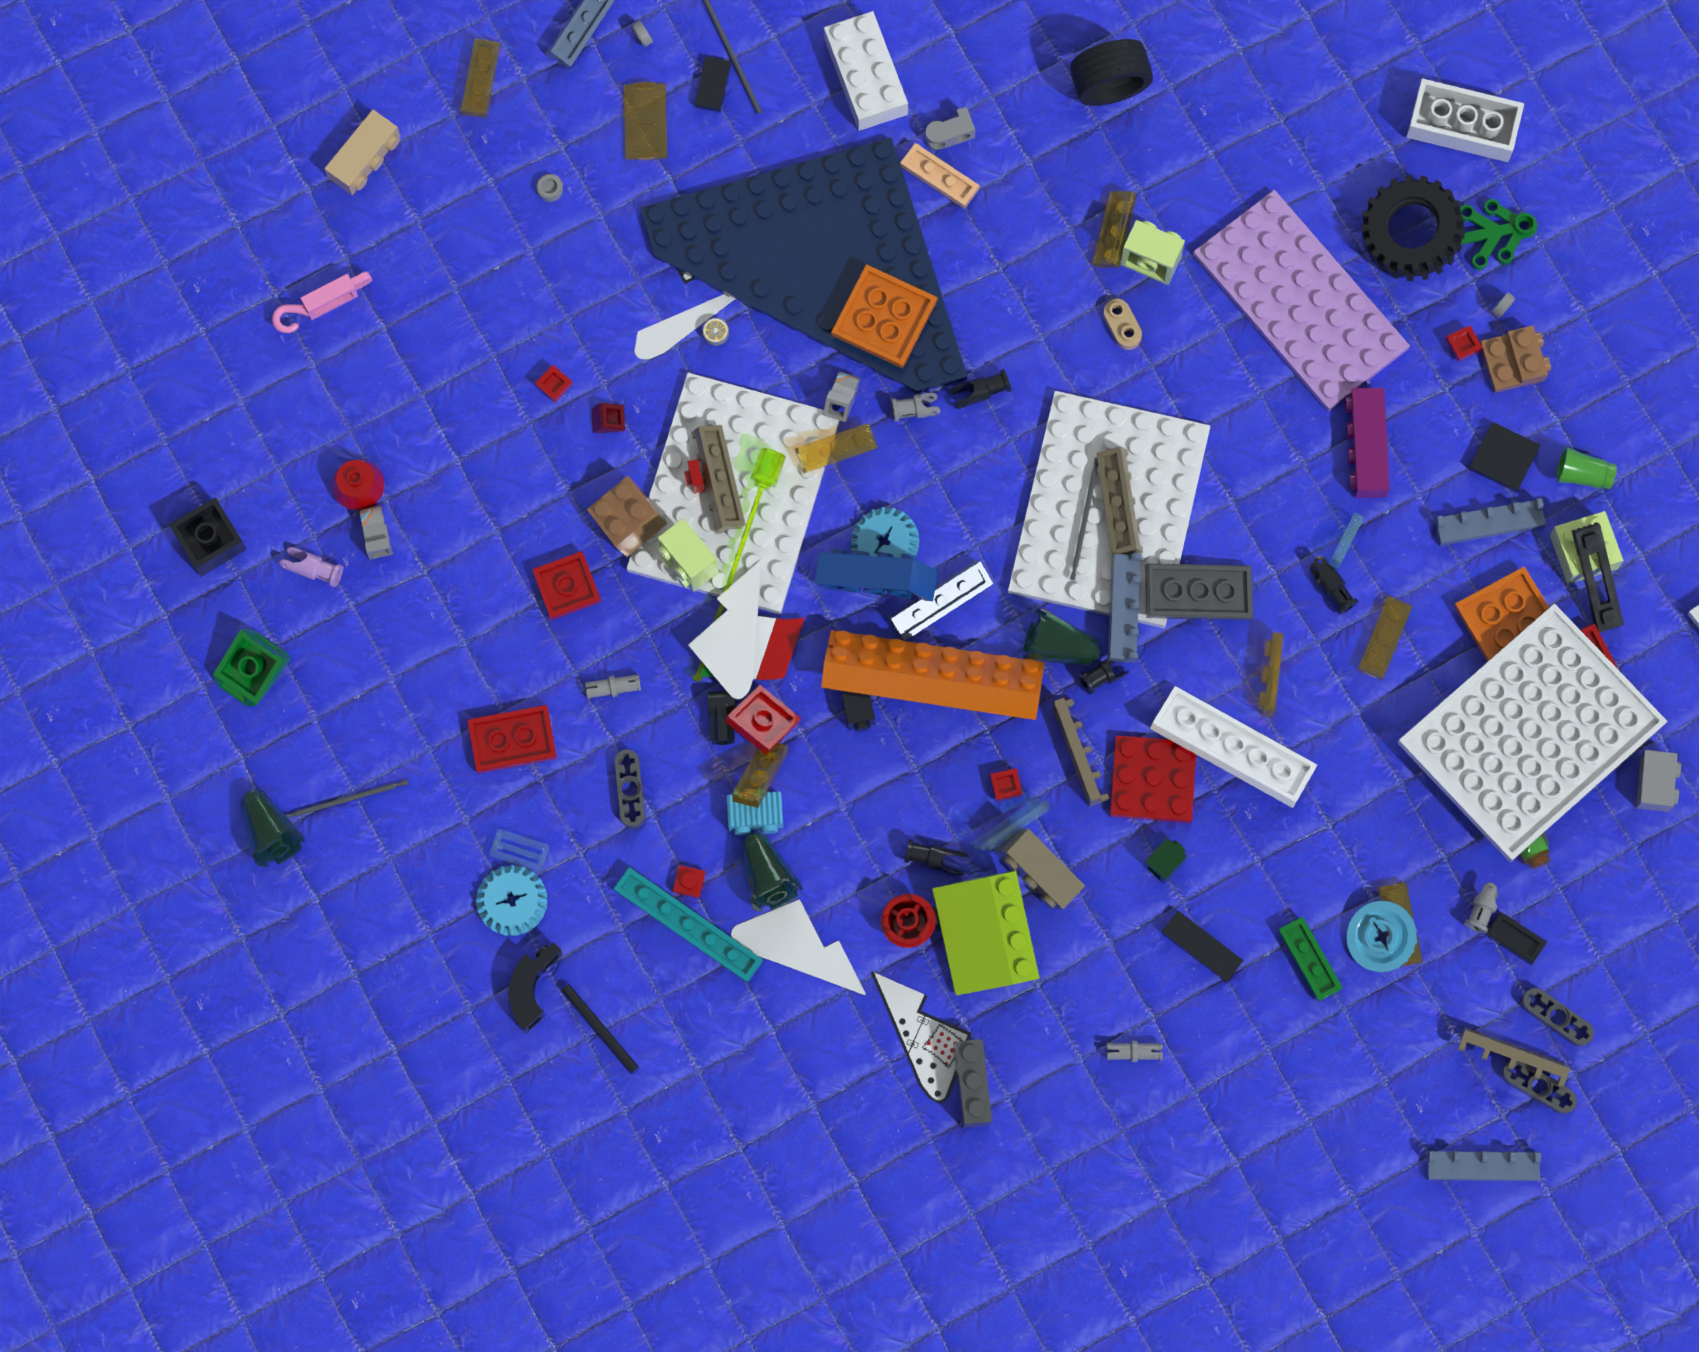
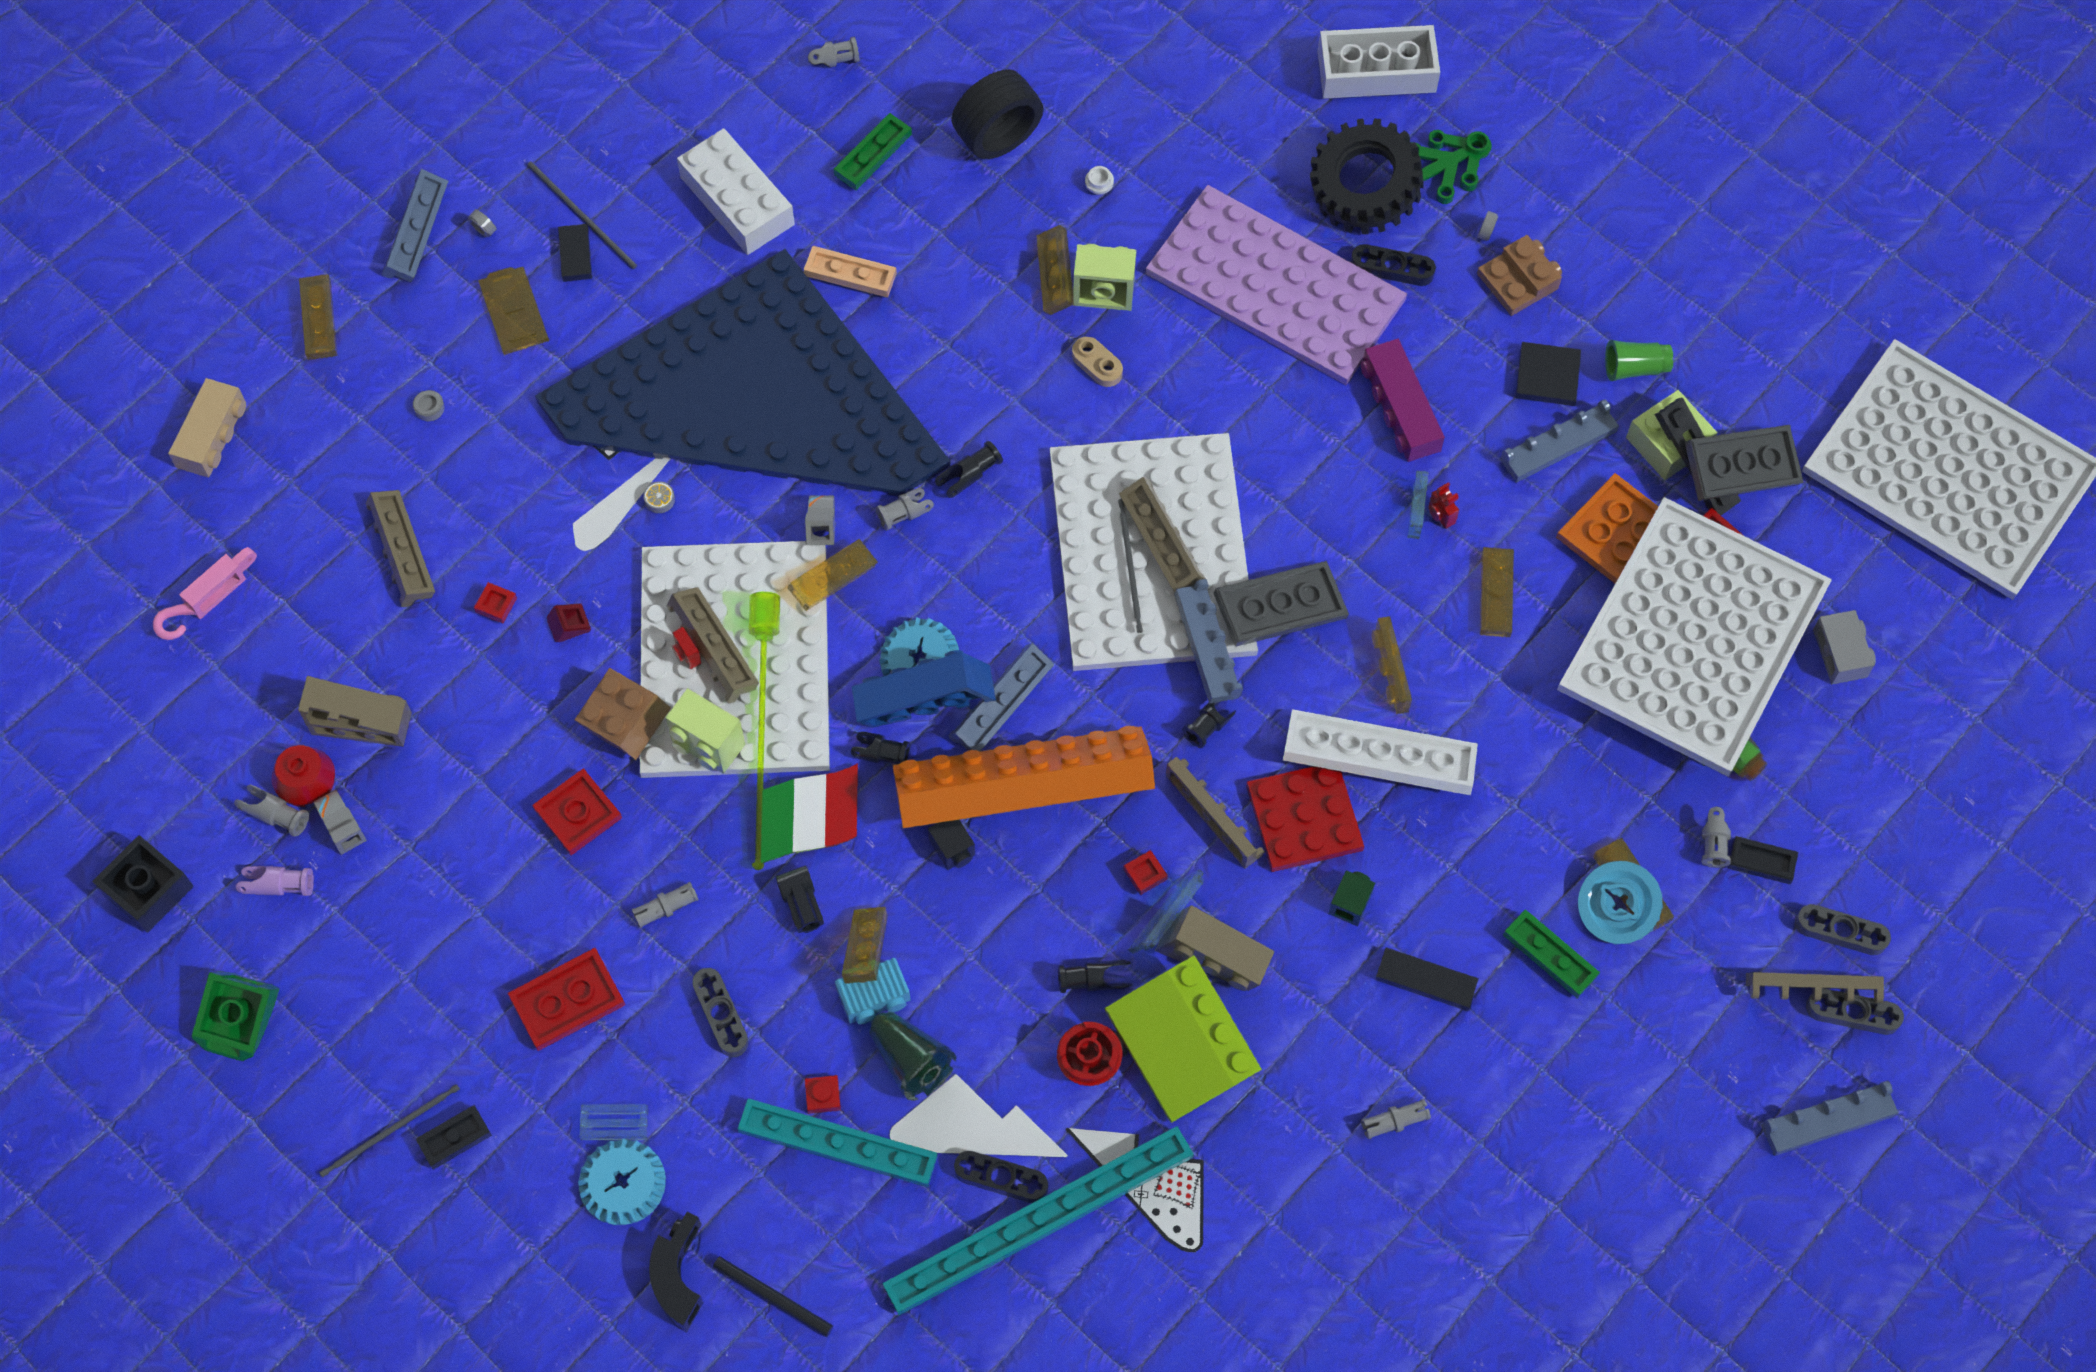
camera: 20 degrees left, 10 degrees down
(269, 830) = (309, 1192): cone -> none
(327, 508) = (274, 811): none -> light grey piece
(392, 822) = (453, 1137): none -> black plate
(413, 445) = (353, 713): none -> dark tan wedge
(491, 308) = (400, 546): none -> dark tan hinge
(730, 641) = (783, 812): white sticker -> none
(763, 719) = (848, 886): plate -> none
(825, 1038) = (1037, 1220): none -> teal plate
(827, 1000) = (995, 1163): none -> black beam
(828, 612) = (881, 749): none -> black piece
(884, 316) = (839, 423): orange plate -> none
(950, 132) = (847, 225): light grey leg -> none
(972, 1083) = (1227, 1215): dark grey brick -> none
(995, 68) = (872, 151): none -> green plate
(1058, 641) = (1148, 700): clear green cone -> none
(1182, 156) = (1099, 180): none -> white plate
(1333, 585) = (1420, 553): black piece -> none
(1366, 550) = (1443, 507): none -> red plate
(1420, 331) = (1404, 258): none -> black beam
(1463, 343) = (1462, 275): red plate -> none
(1636, 593) = (1743, 462): none -> dark grey tile

